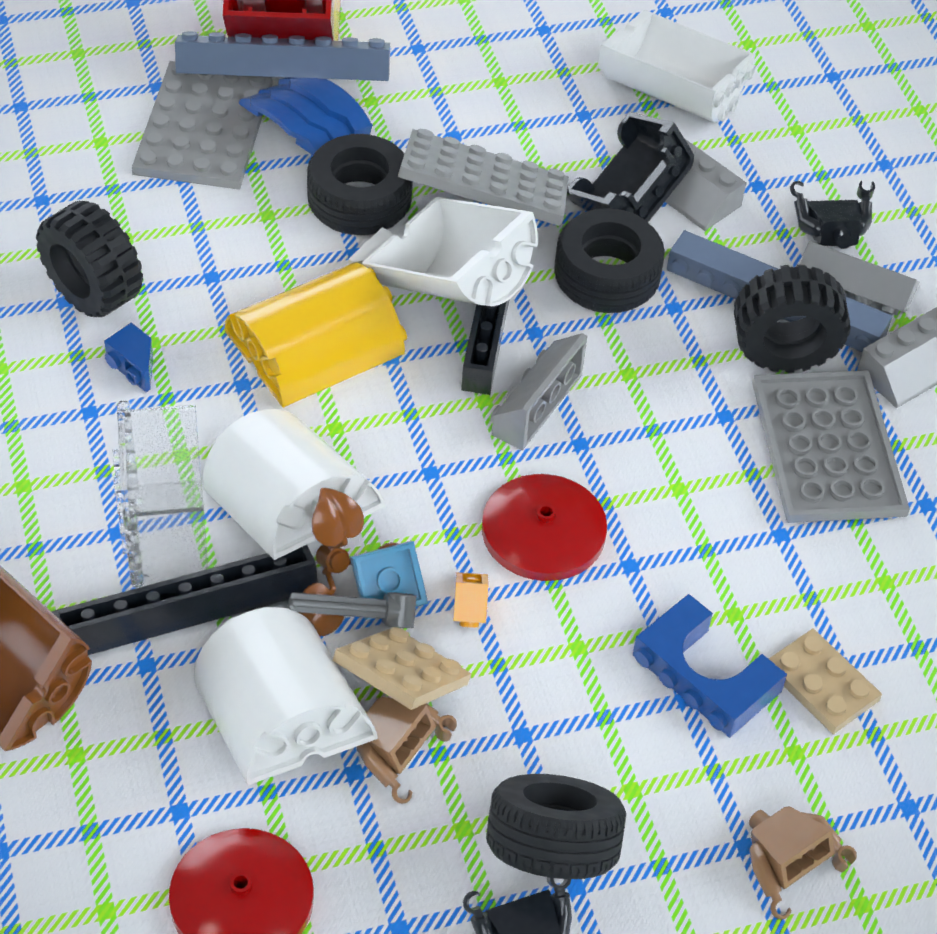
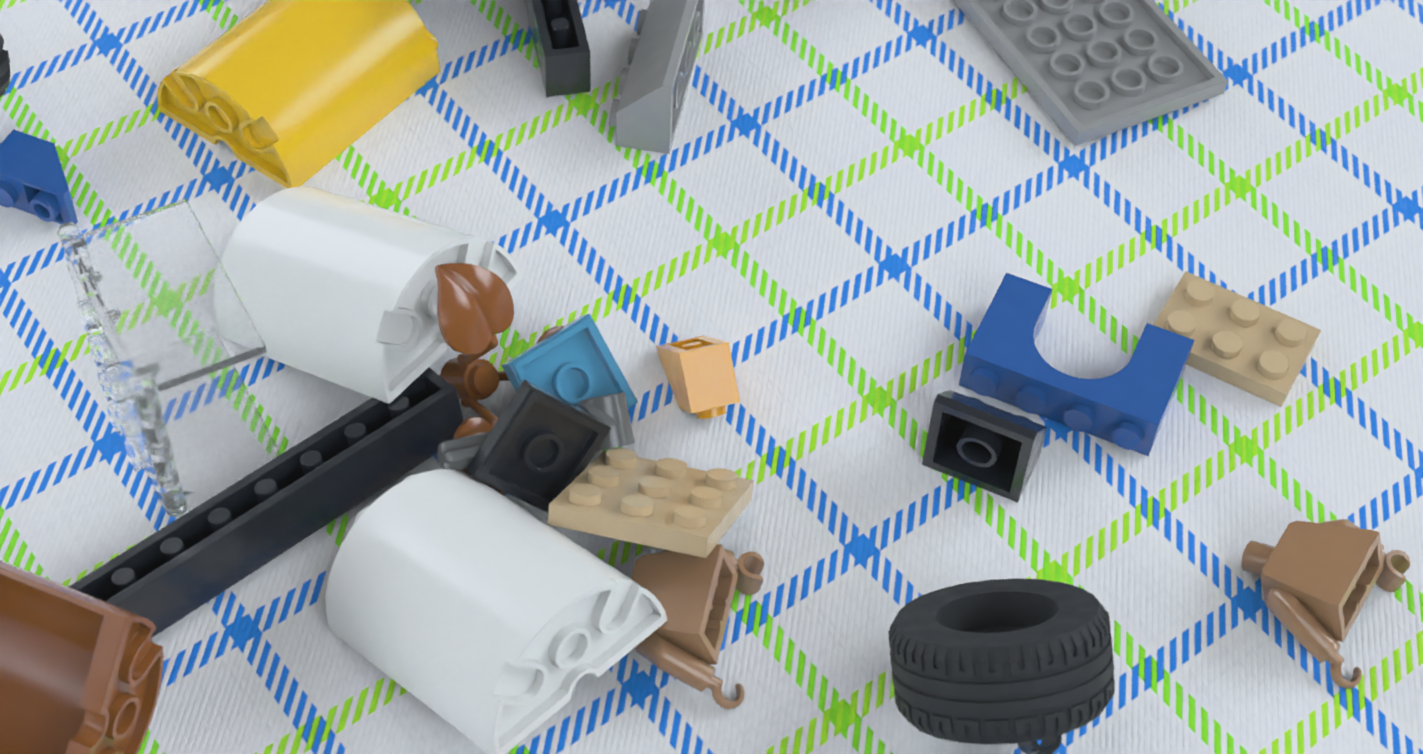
camera: 20 degrees left, 0 degrees up
(348, 612) = (538, 446): none -> black tile
(544, 527) = (751, 247): red dish -> none
(622, 695) = (982, 444): none -> black slope

